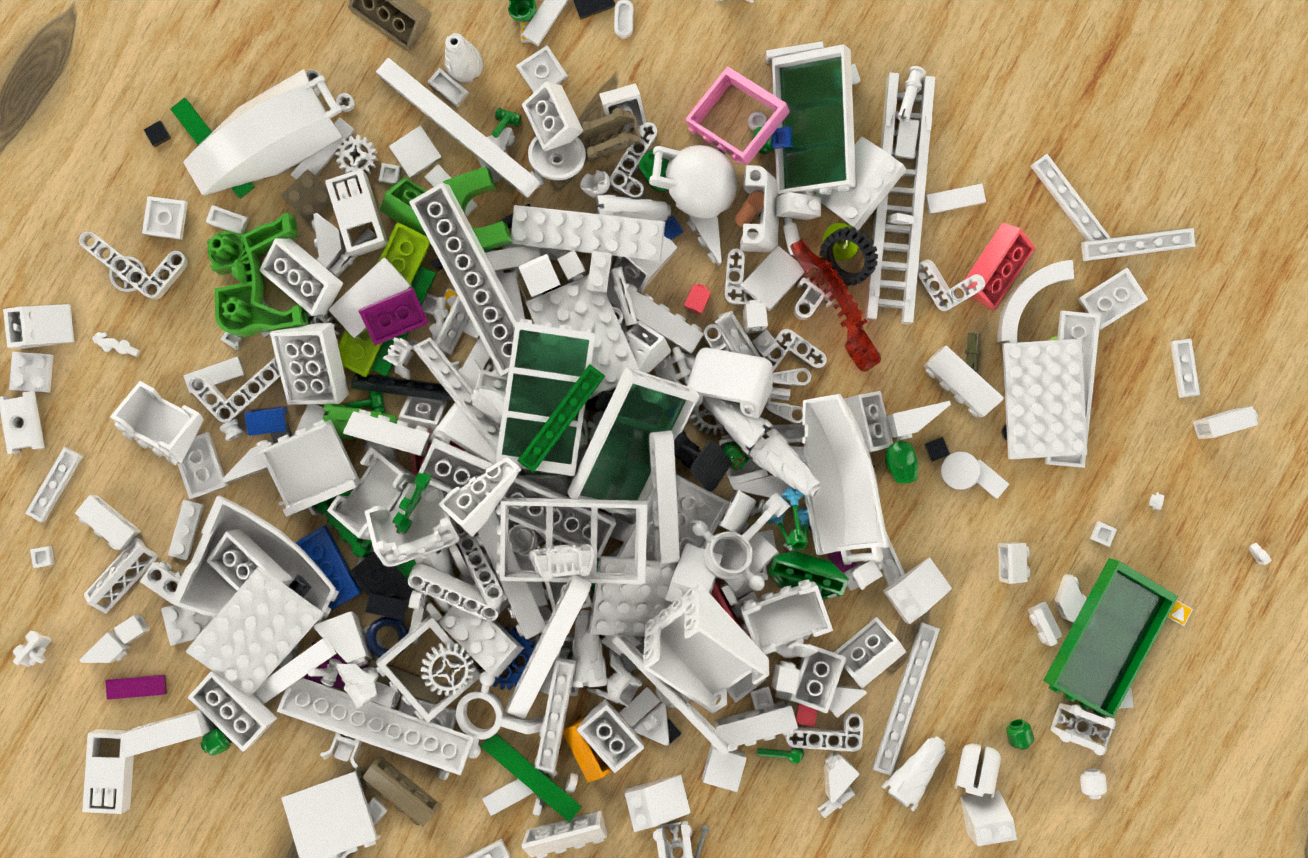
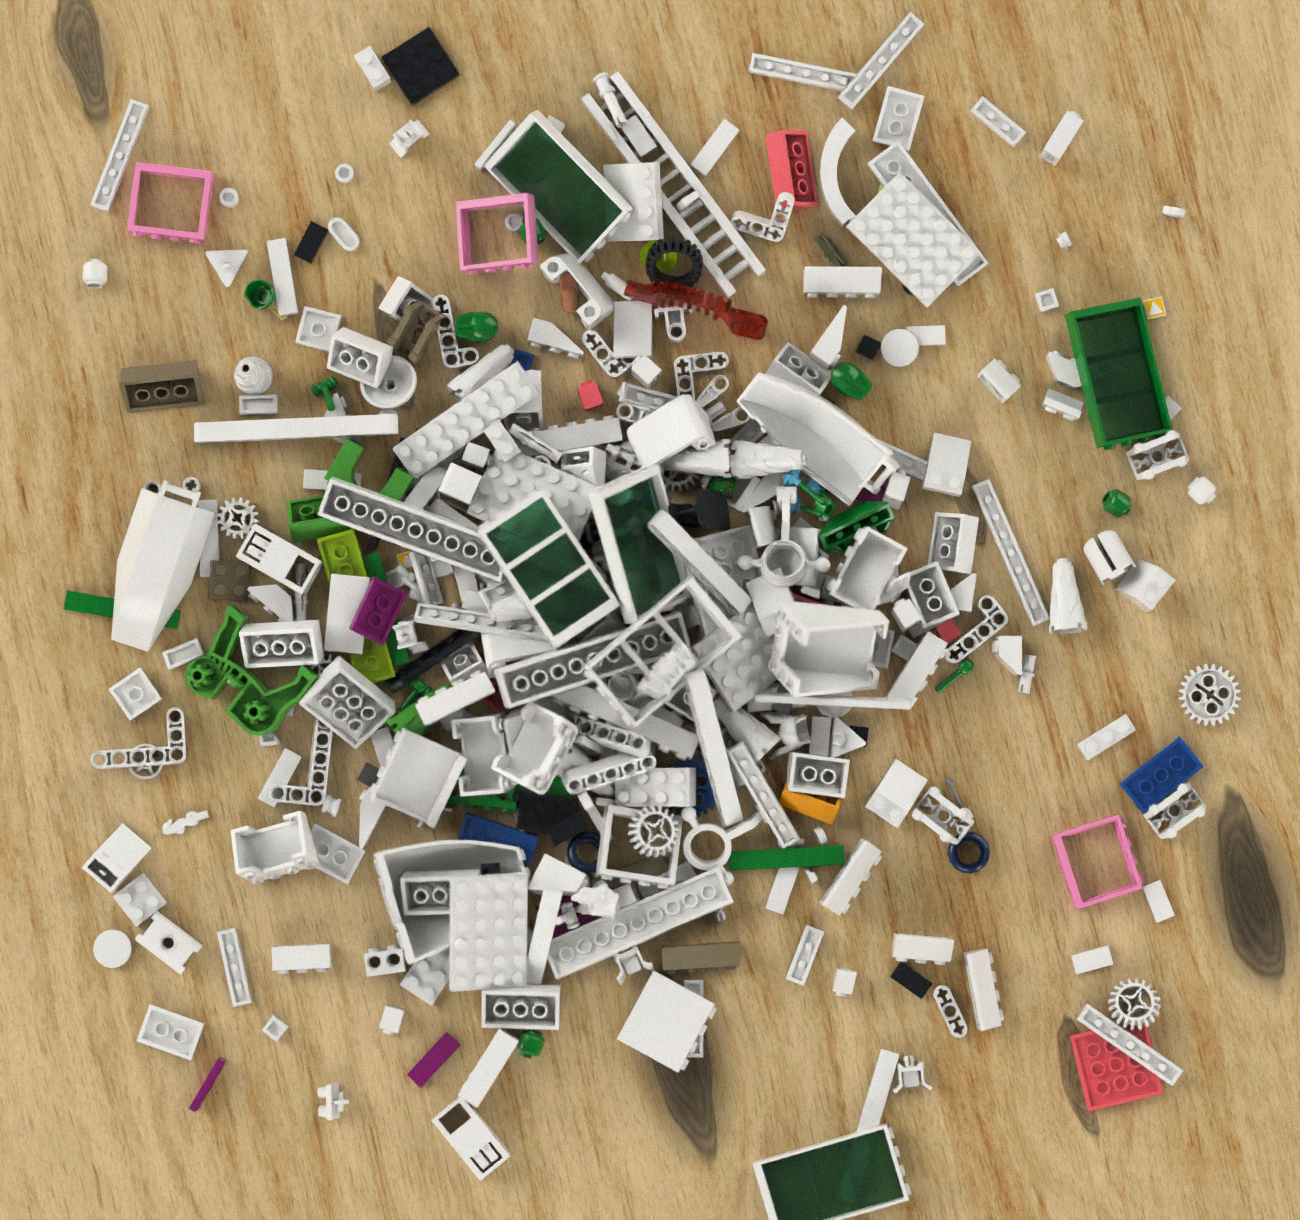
camera: 45 degrees left, 0 degrees up
(106, 650) = (388, 1050): white slope -> none
(117, 570) = (343, 988): white fence -> none
(157, 133) = (70, 636): black tile -> none
(186, 529) = (364, 911): white plate -> none
(266, 420) = (351, 775): blue panel -> none
(389, 174) = (274, 509): white tile -> none
(402, 521) = (525, 750): green plant -> none
(415, 152) = (278, 475): white tile -> none
(477, 500) = (566, 685): white wedge -> none
(561, 418) = (573, 571): green tile -> none
(595, 184) = (436, 378): white hair -> none
(697, 179) = (511, 306): white windscreen -> none
(724, 770) = (921, 723): white piece -> none
(765, 343) = (670, 383): white plate -> none
(782, 138) = (546, 219): blue tile -> none
(798, 206) = (603, 259): white brick -> none

